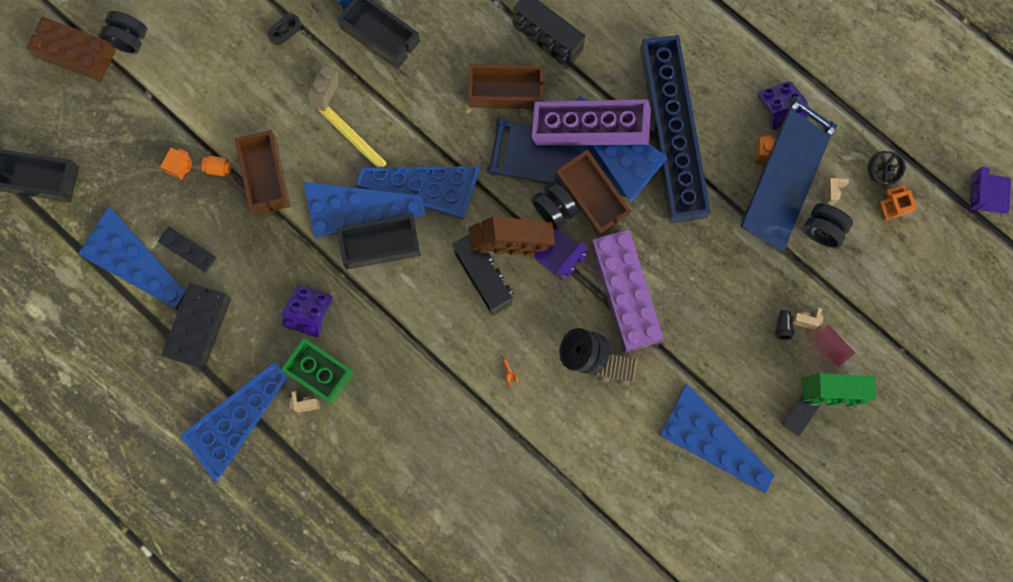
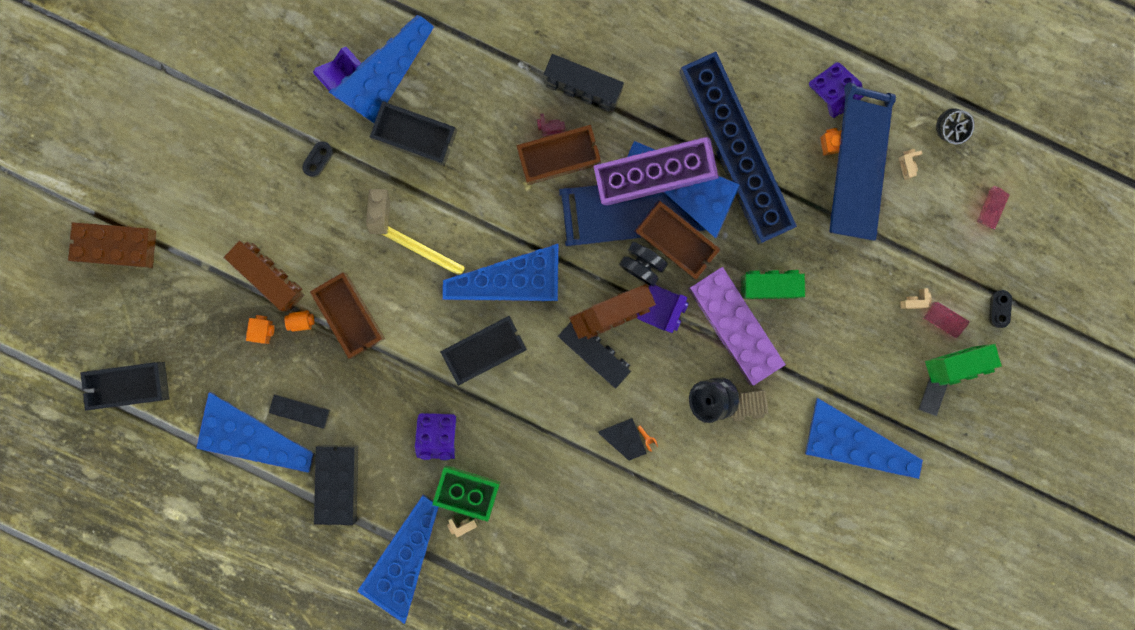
camera: 15 degrees left, 10 degrees up
(123, 32) = (158, 214): black wheel -> none
(199, 113) = (264, 276): none -> reddish brown piece
(346, 206) = (444, 324): blue wing -> none
(487, 367) = (624, 439): none -> black wing
(501, 59) = (552, 127): none -> clear pink bracket
(672, 261) = (773, 285): none -> green brick
(785, 326) = (896, 314): black cone -> none
(827, 225) = (913, 204): black wheel -> none
(887, 350) = (998, 308): none -> black plate
(899, 203) = (975, 158): orange brick -> none
(904, 254) = (993, 207): none -> clear pink slope
(990, 192) = (1061, 120): dark purple bracket -> none

